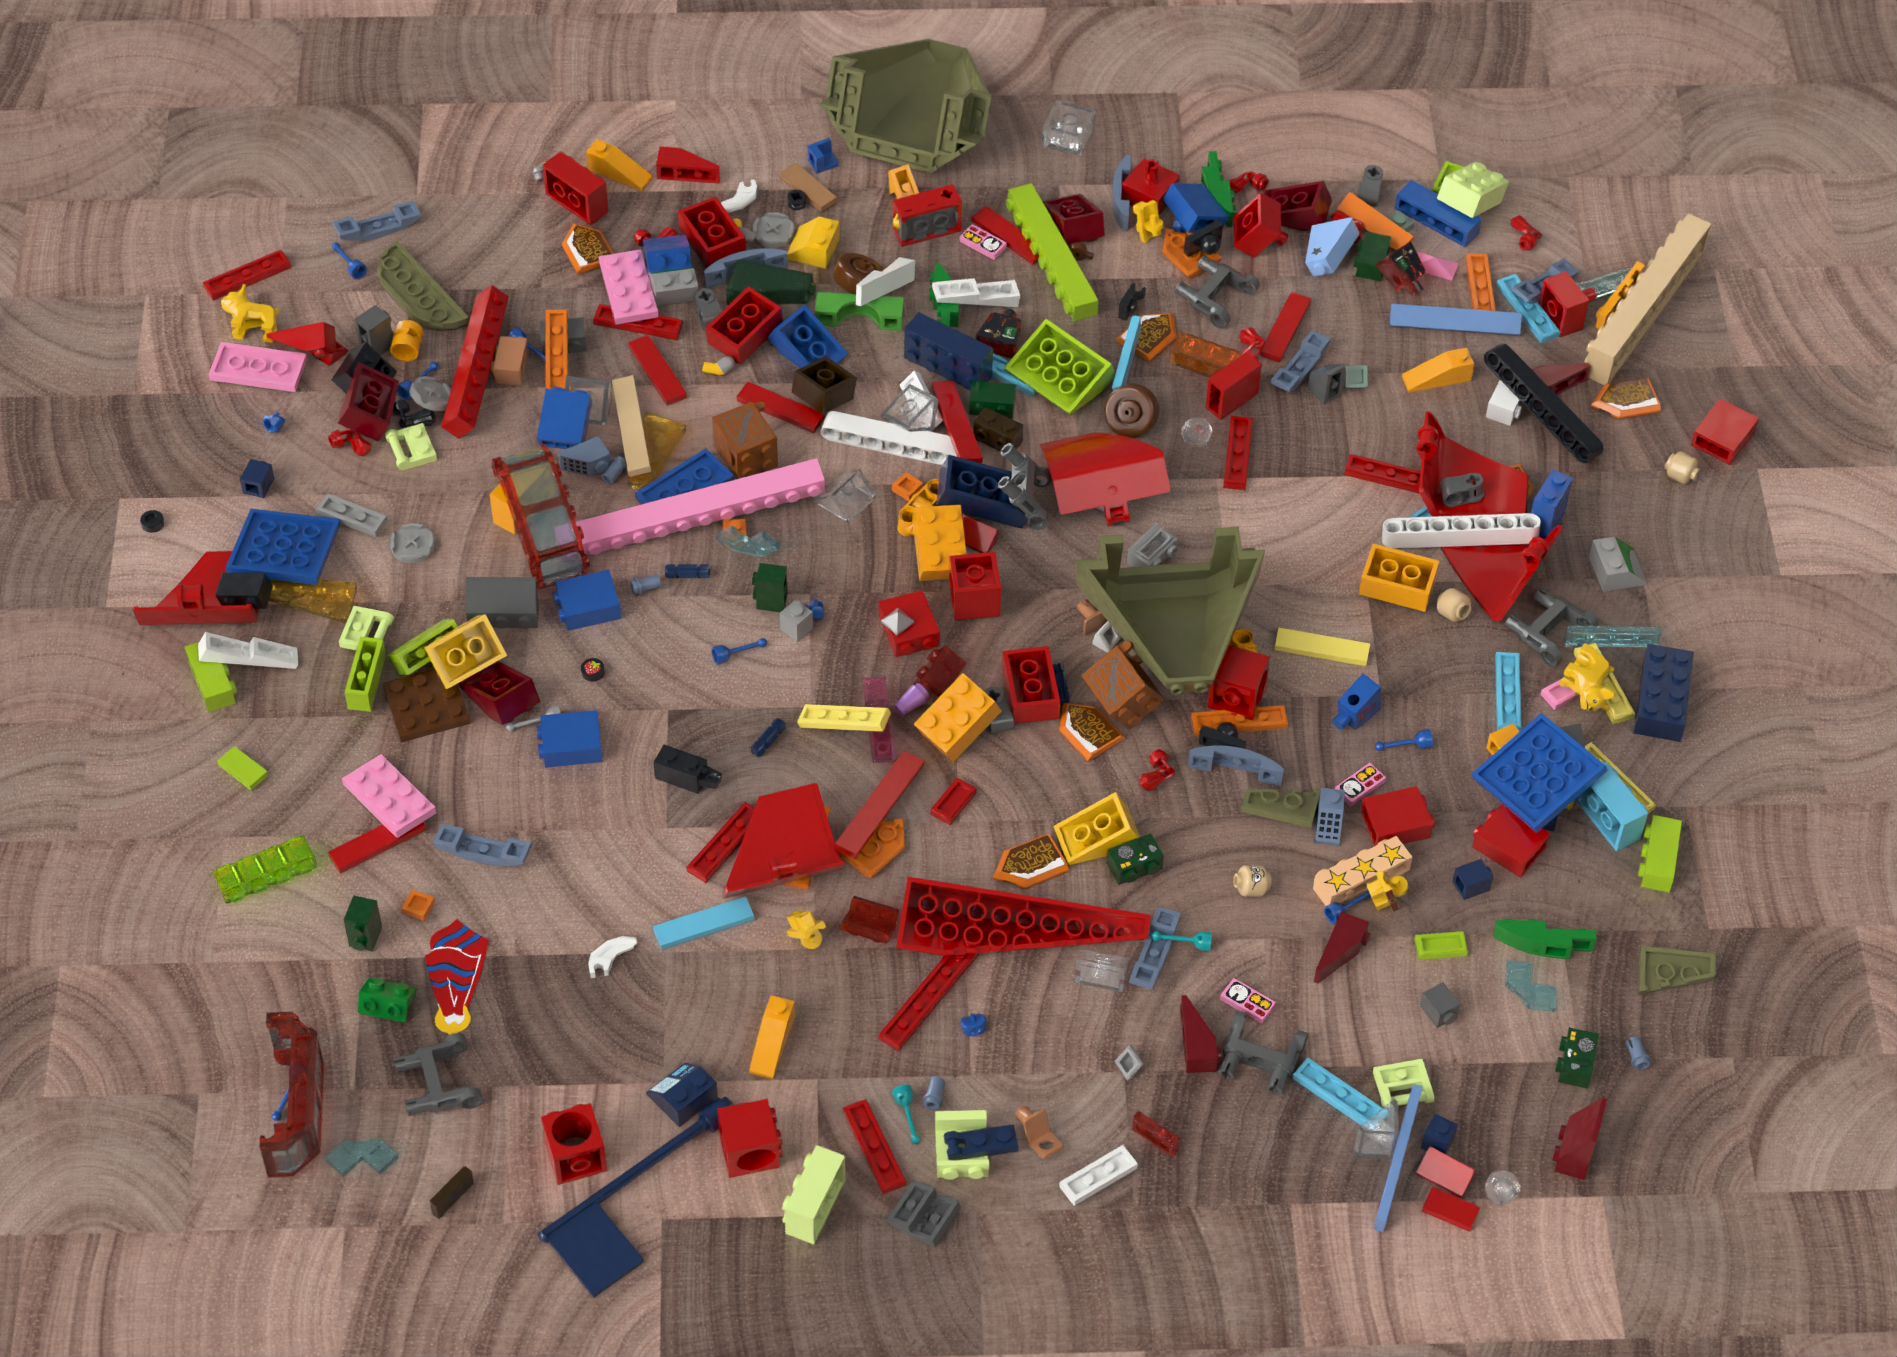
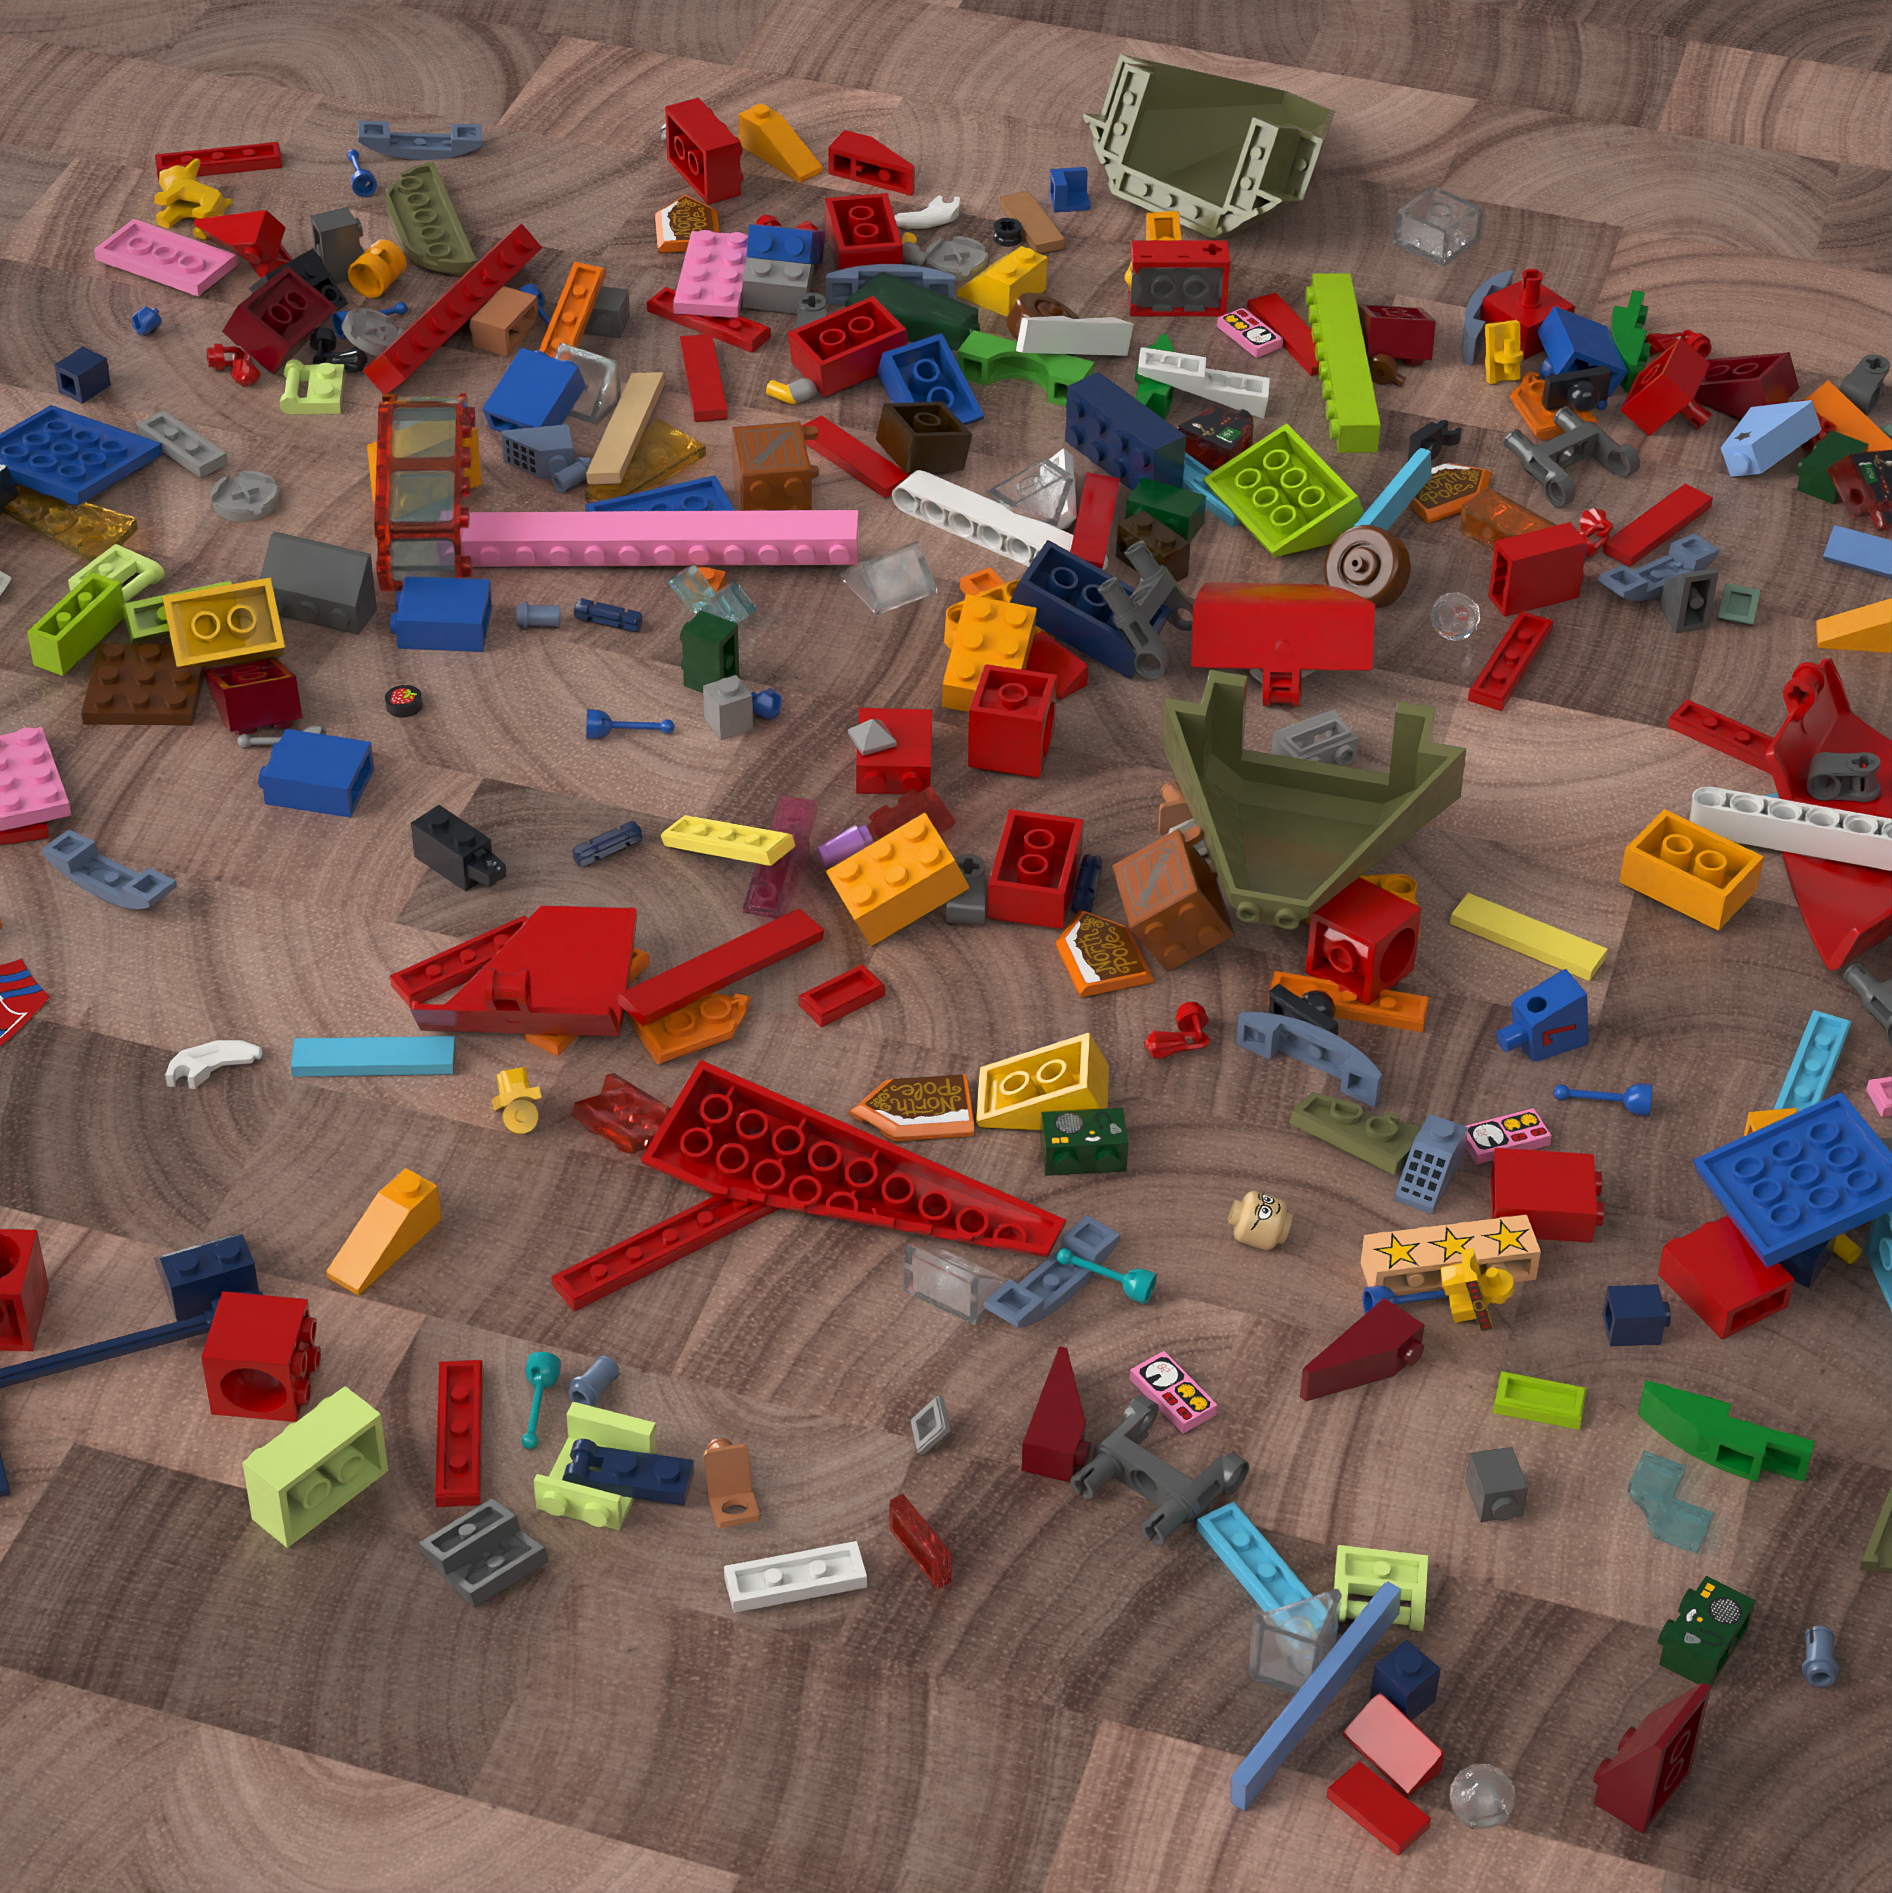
camera: 20 degrees right, 10 degrees down
(974, 1024) = (709, 1304): blue piece -> none
(1454, 605) = (1768, 929): tan head -> none

